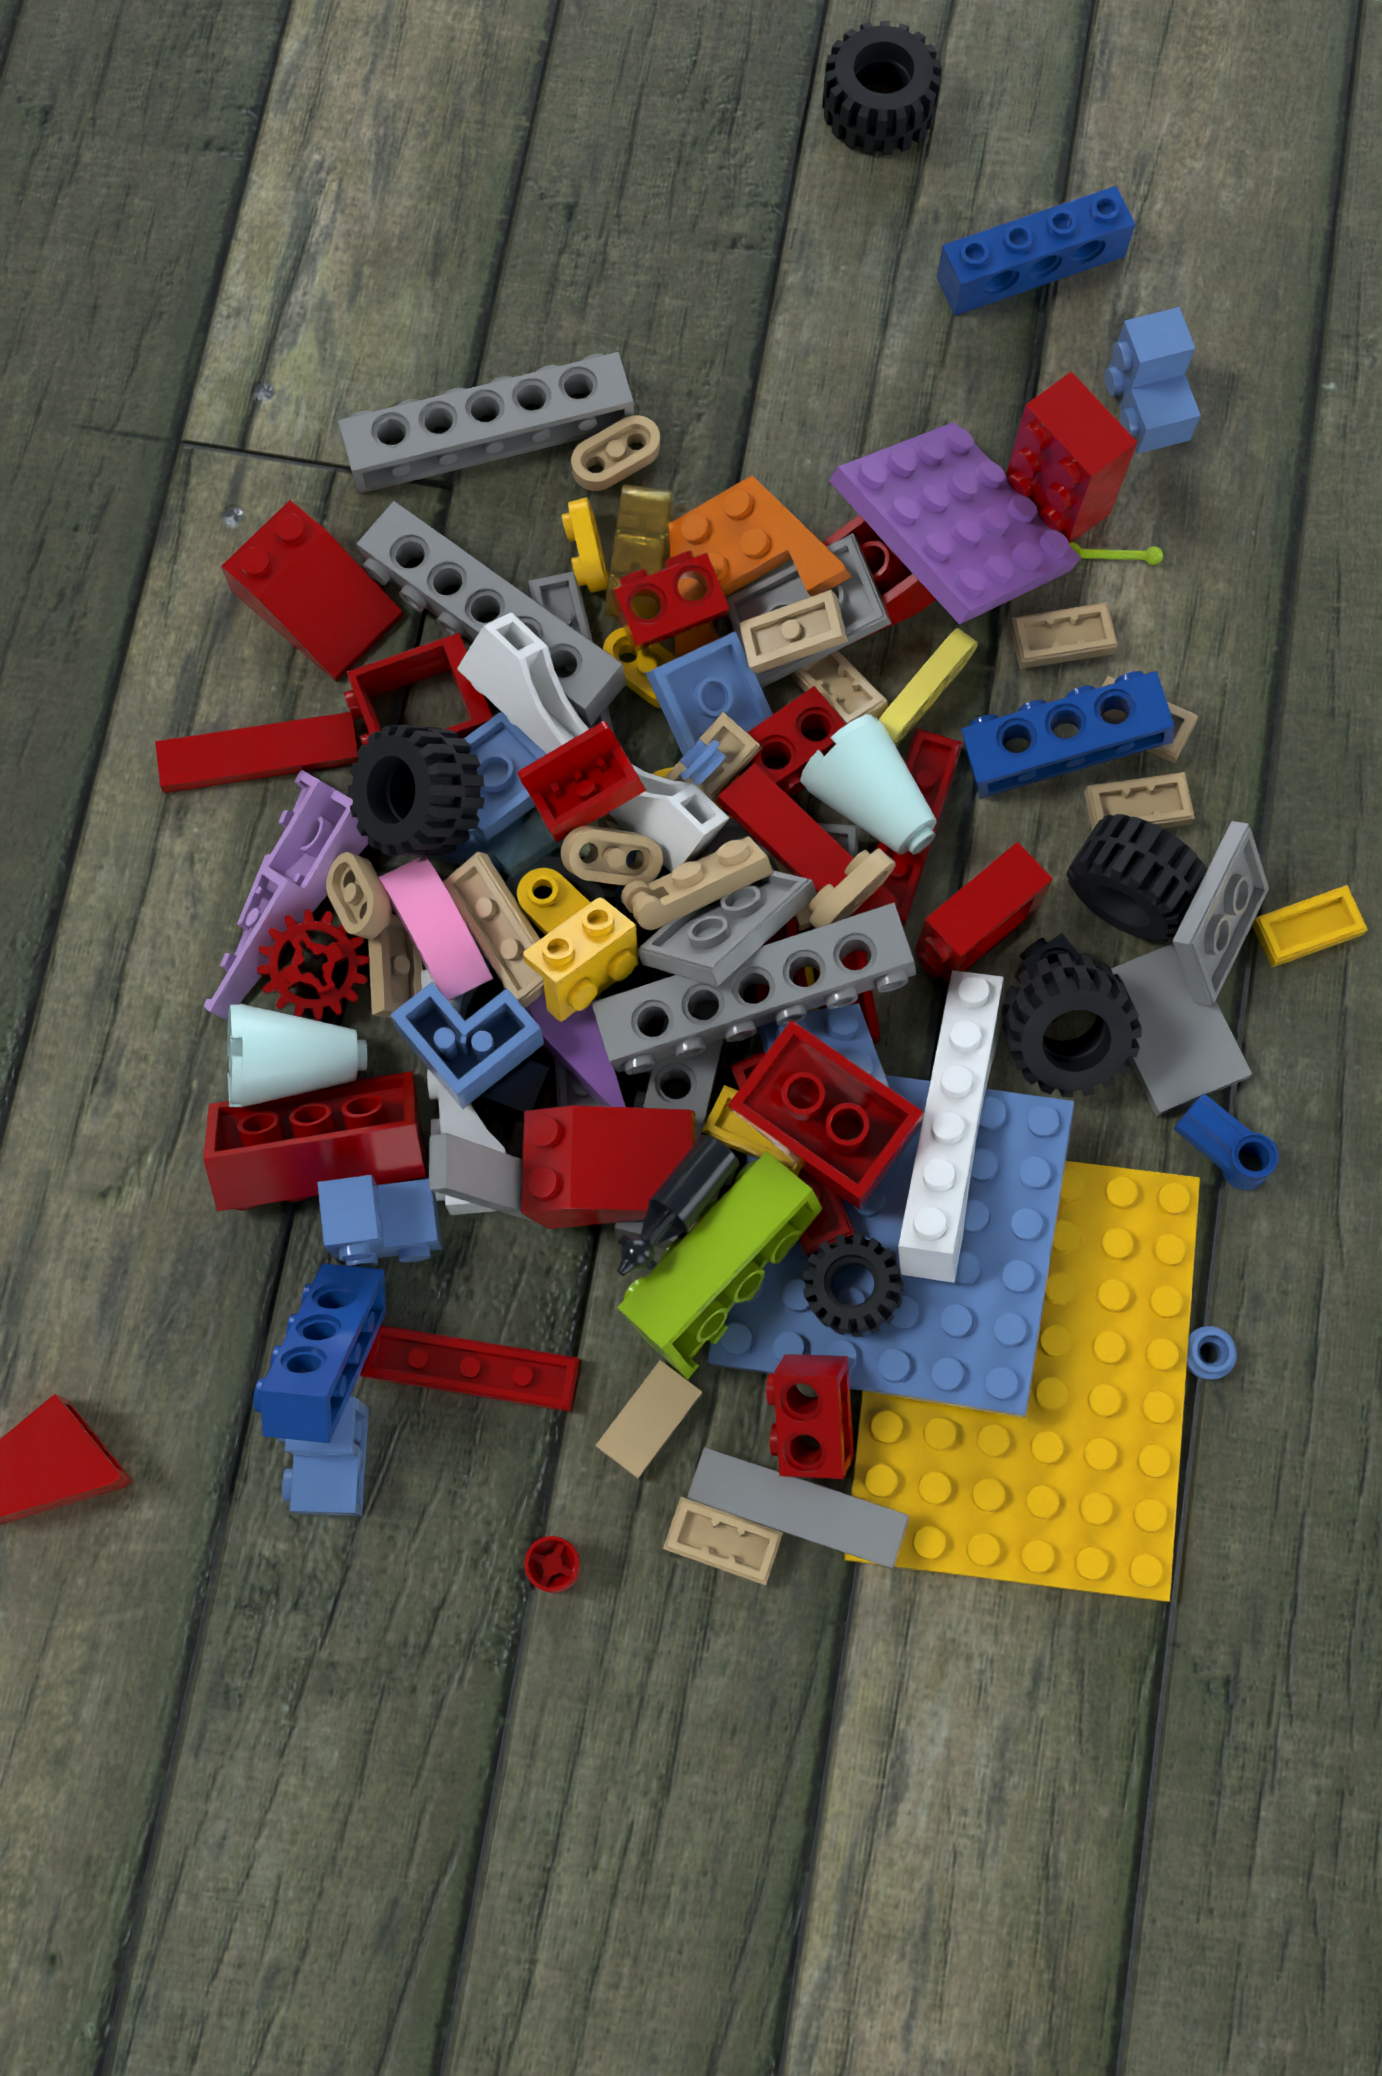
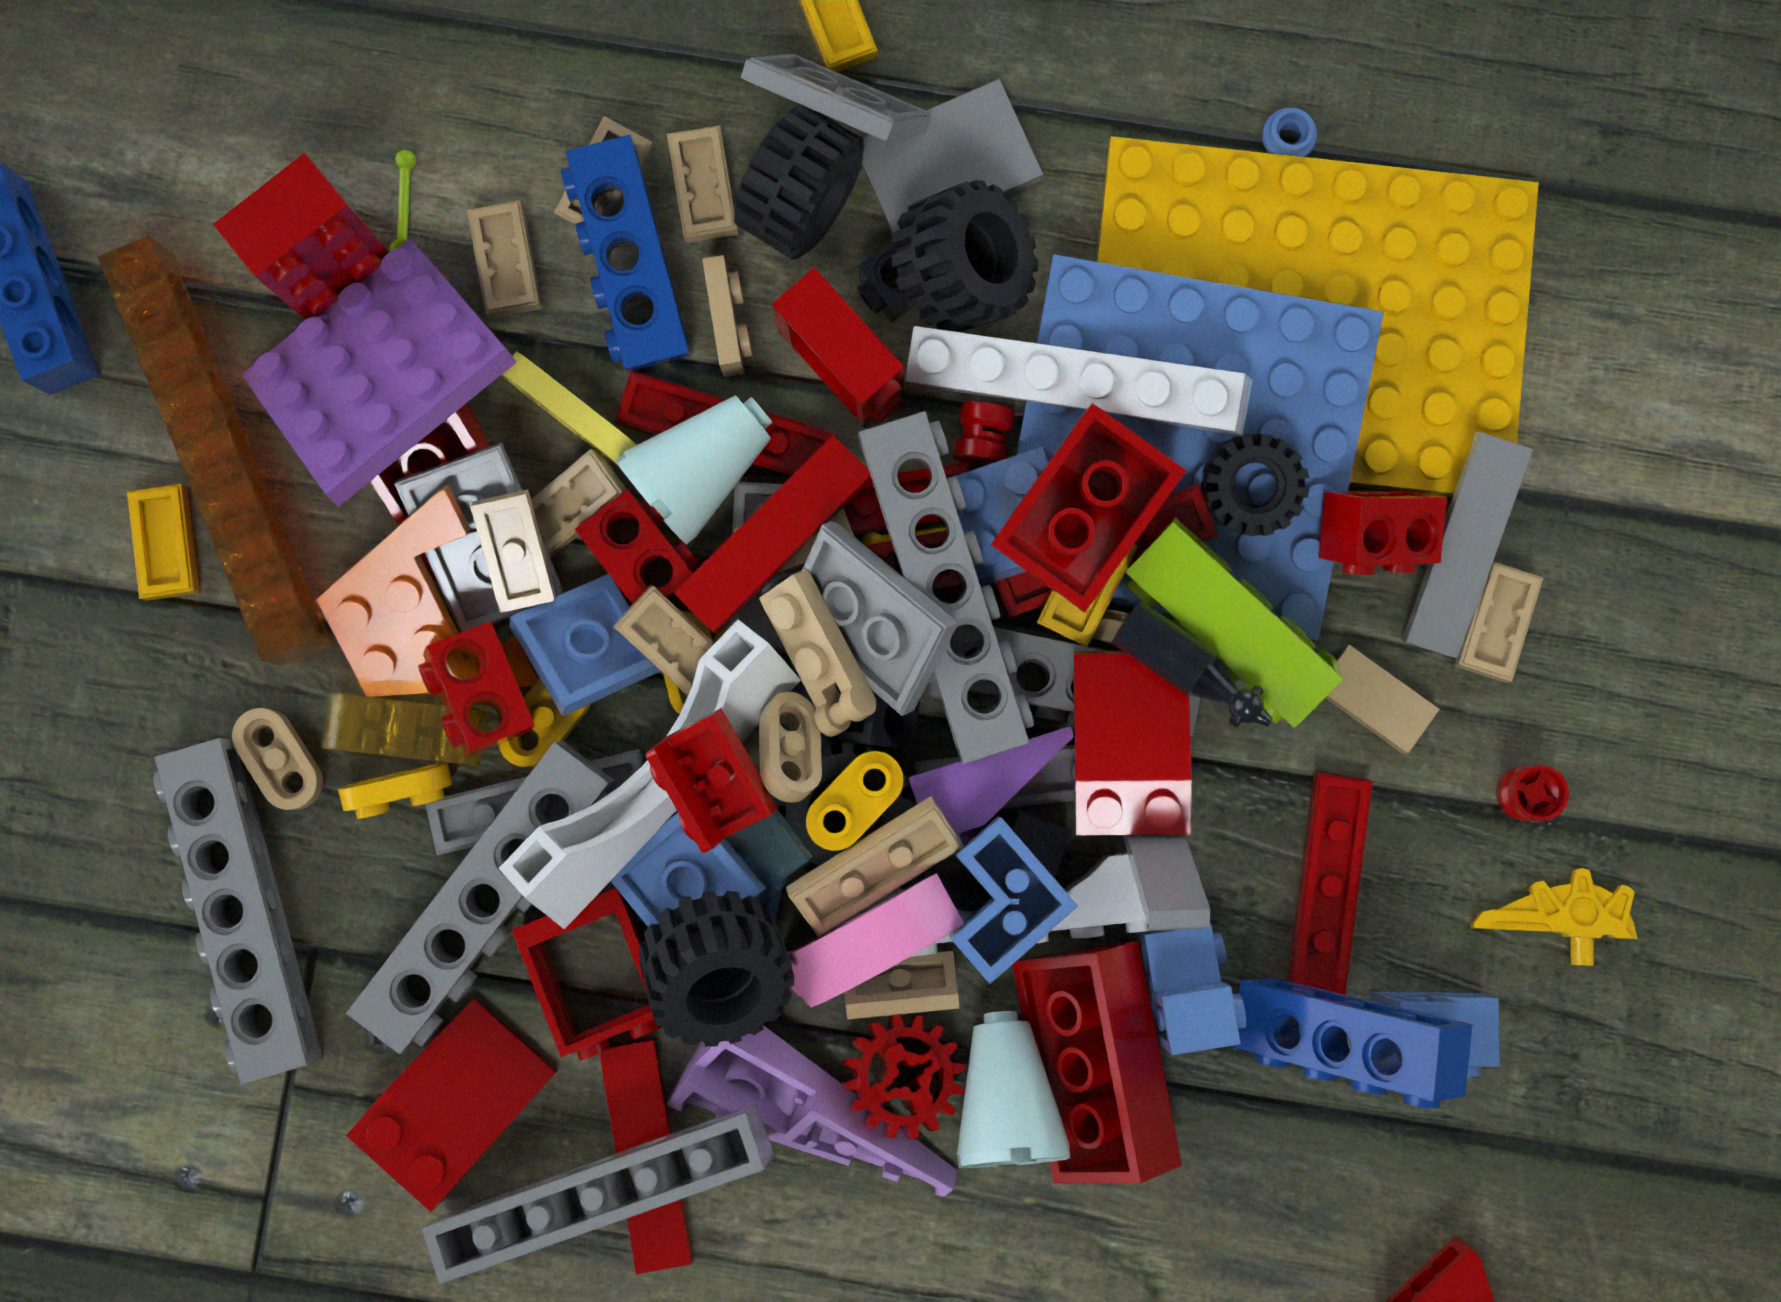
camera: 90 degrees left, 10 degrees up
(228, 705) = (598, 1193): none -> light grey brick
(358, 896) = (830, 1030): tan plate -> none
(438, 1607) = (1572, 910): none -> yellow piece
(584, 957) = (912, 773): yellow bracket -> none
(701, 761) = (676, 649): medium blue plate -> none
(806, 364) = (163, 542): none -> yellow tile
(863, 878) = (848, 501): tan plate -> none
(885, 399) = (215, 452): none -> clear orange brick
(894, 1047) = (983, 433): none -> red wheel
(998, 823) = (723, 293): none -> tan plate
(1151, 380) = (197, 151): medium blue brick -> none
(1223, 1138) = (1074, 108): blue piece -> none

